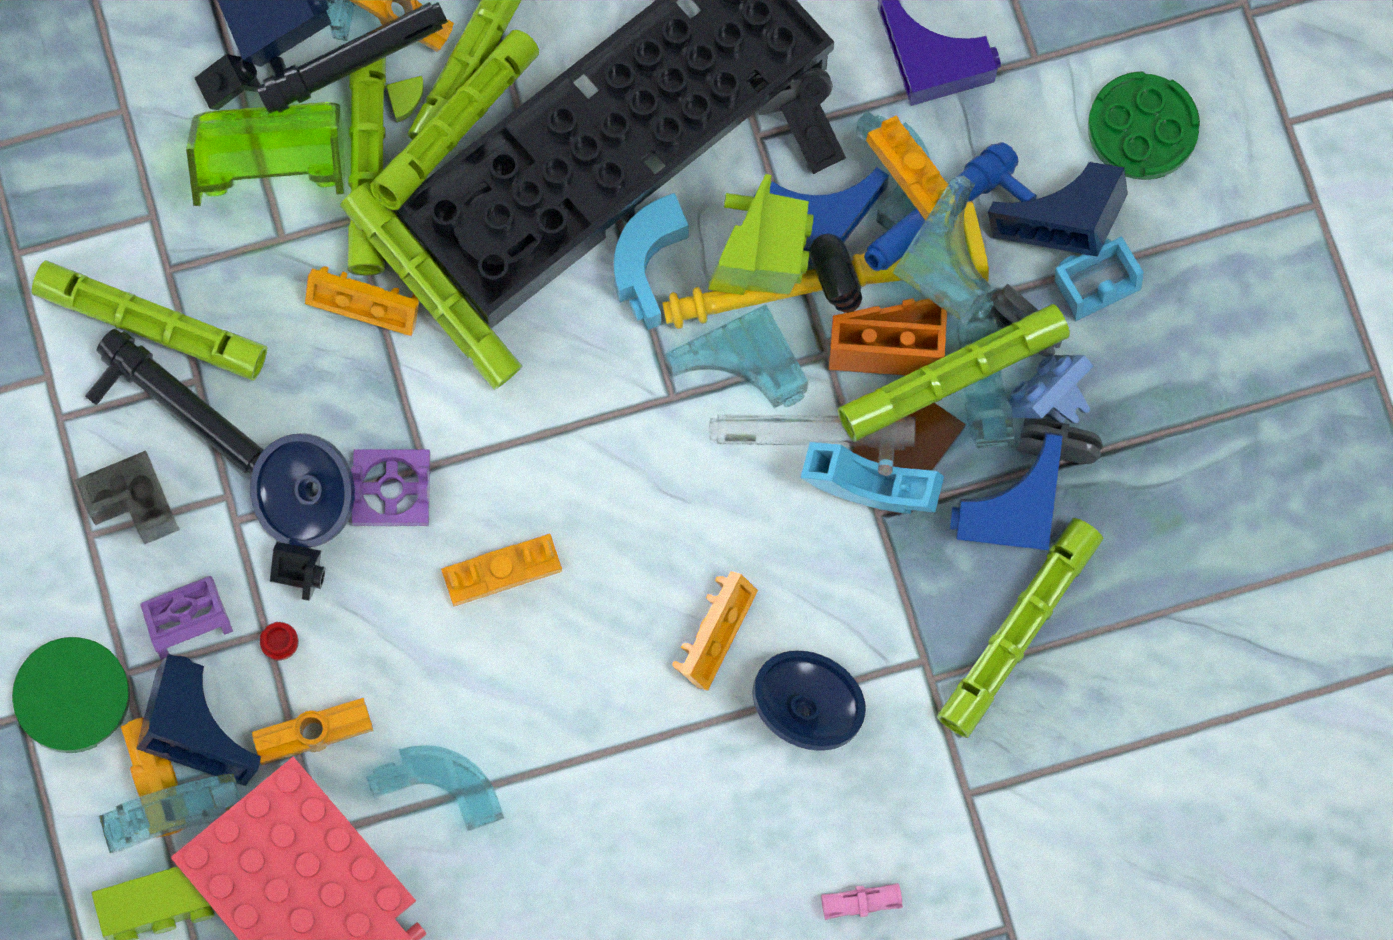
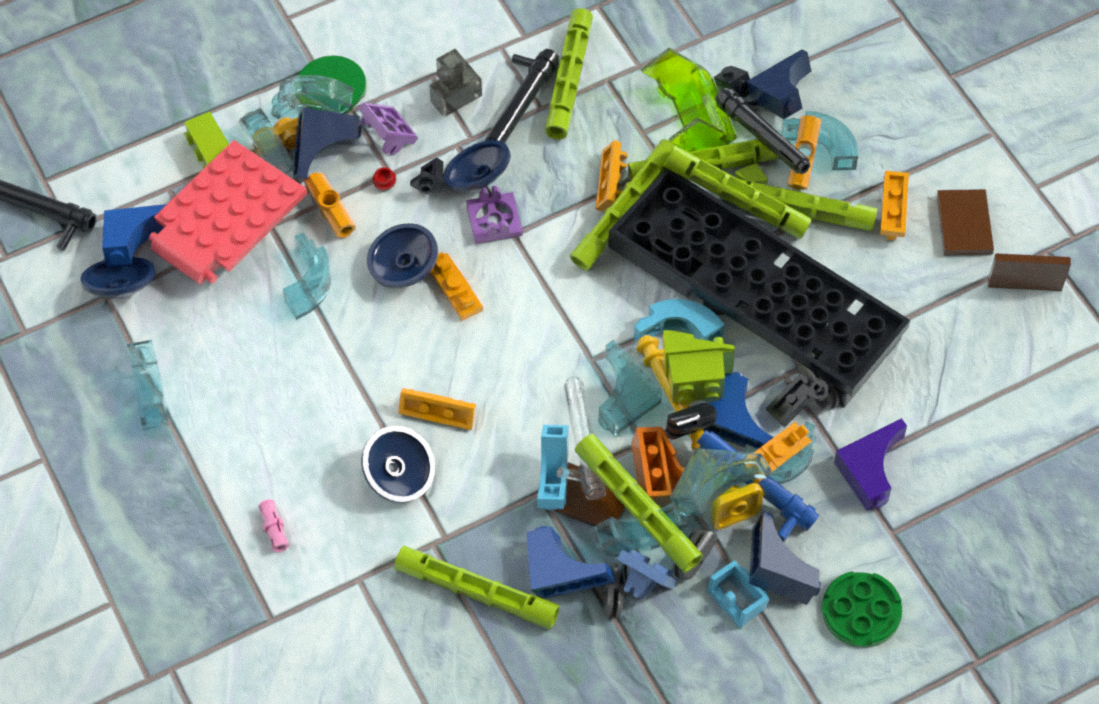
camera: 80 degrees right, 15 degrees down
(102, 724) = (311, 91): none -> clear light blue arch
(416, 637) = (398, 247): none -> dark blue dish

